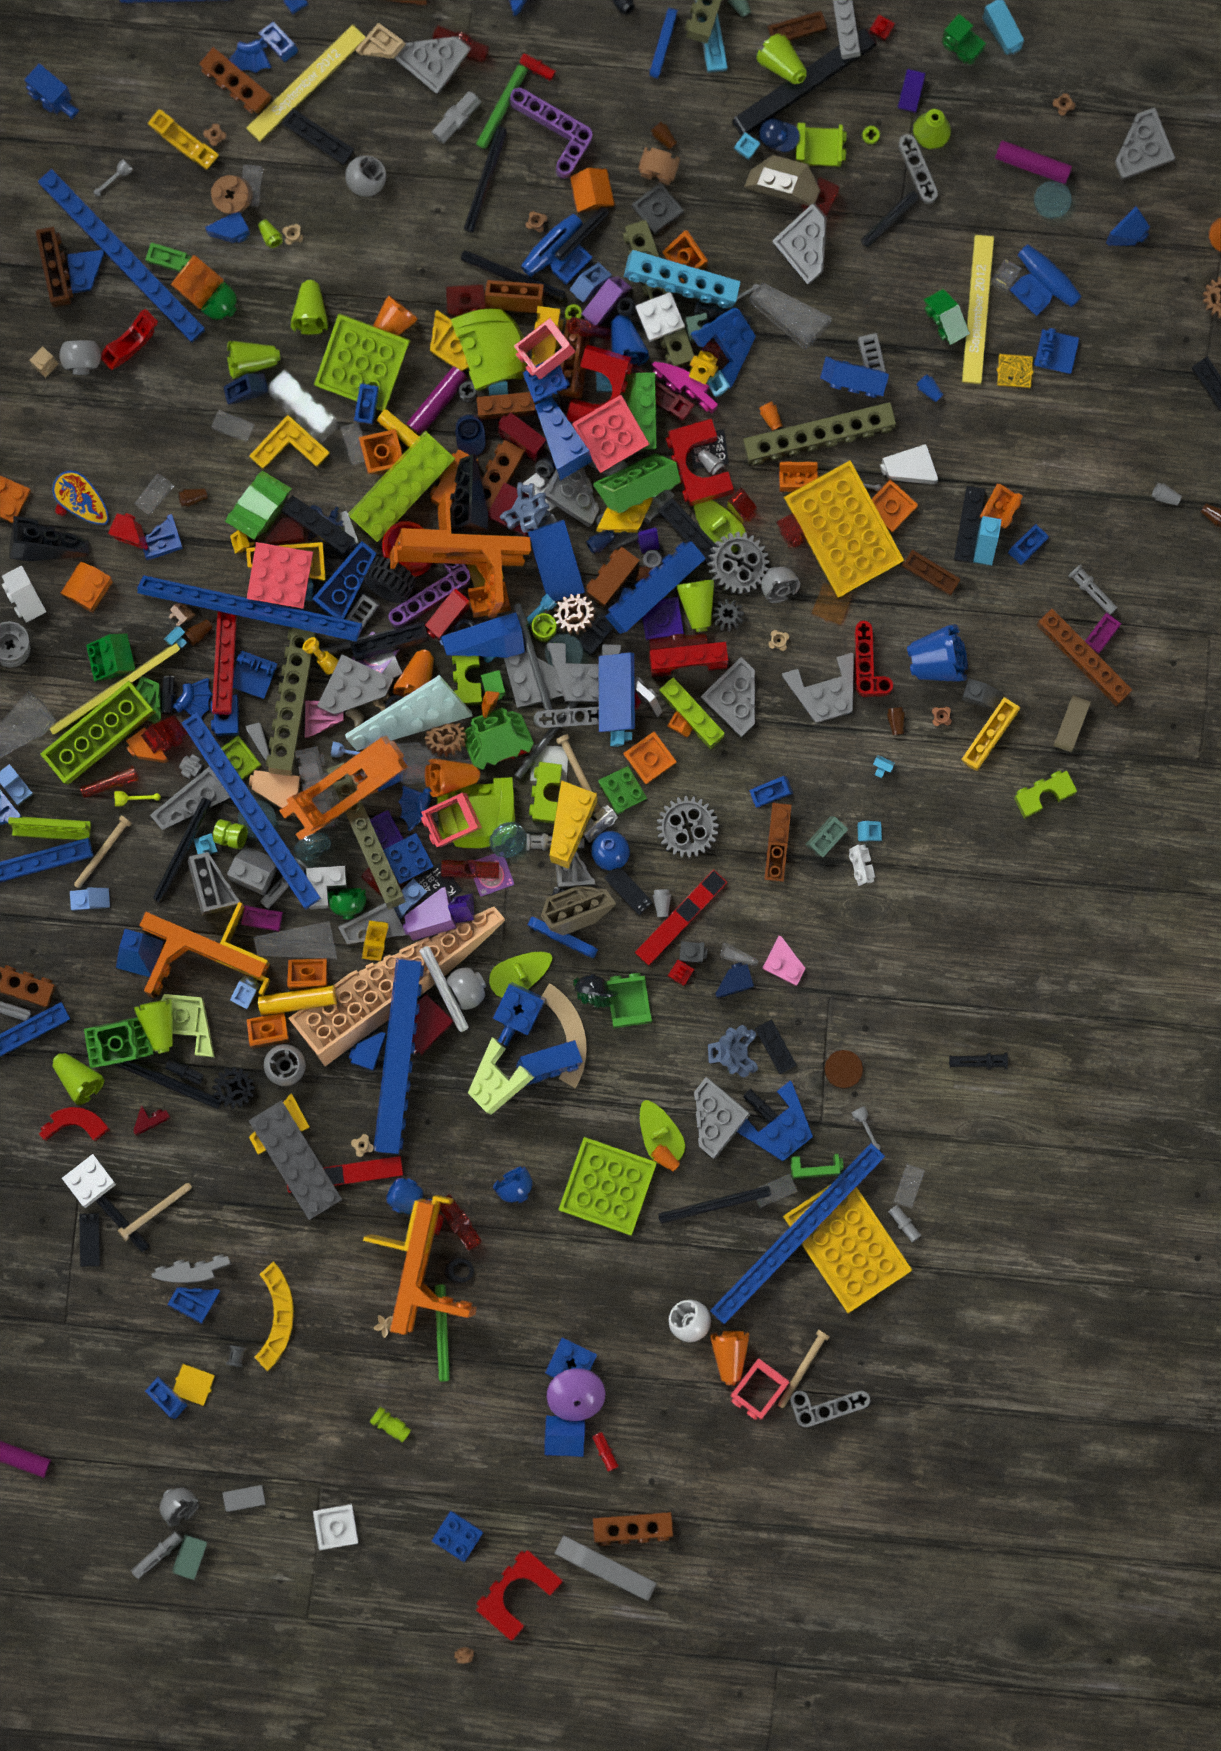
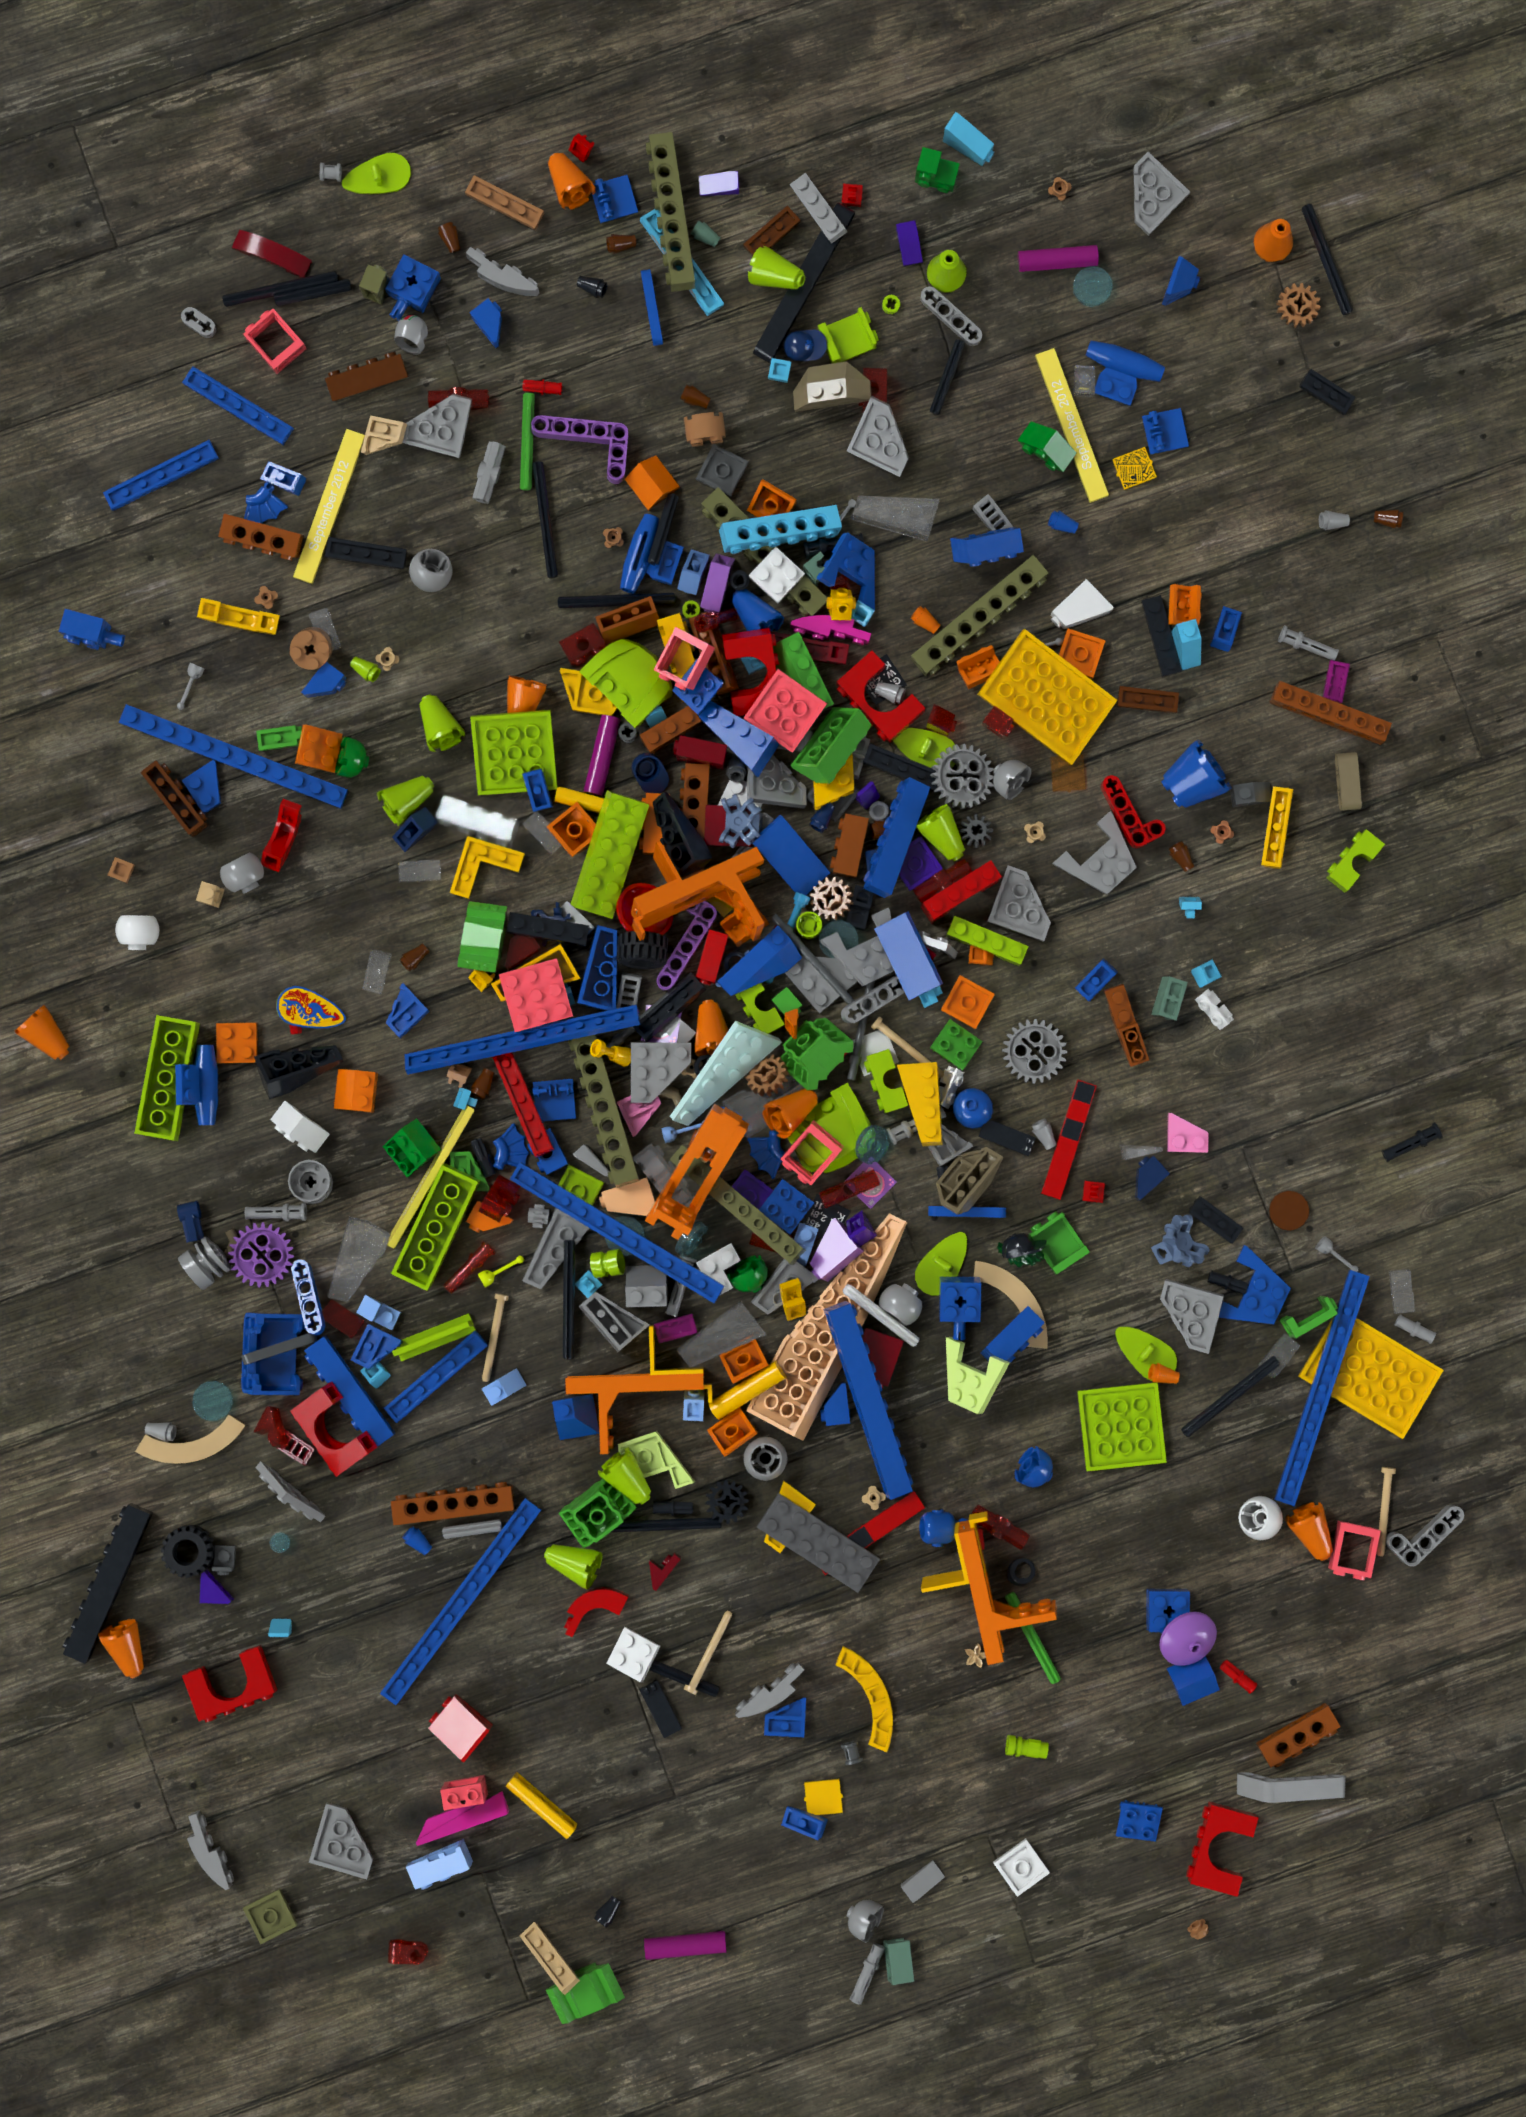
camera: 25 degrees left, 5 degrees up
(128, 531) = (370, 1019): red slope -> none
(693, 952) = (1095, 1167): dark grey bracket -> none

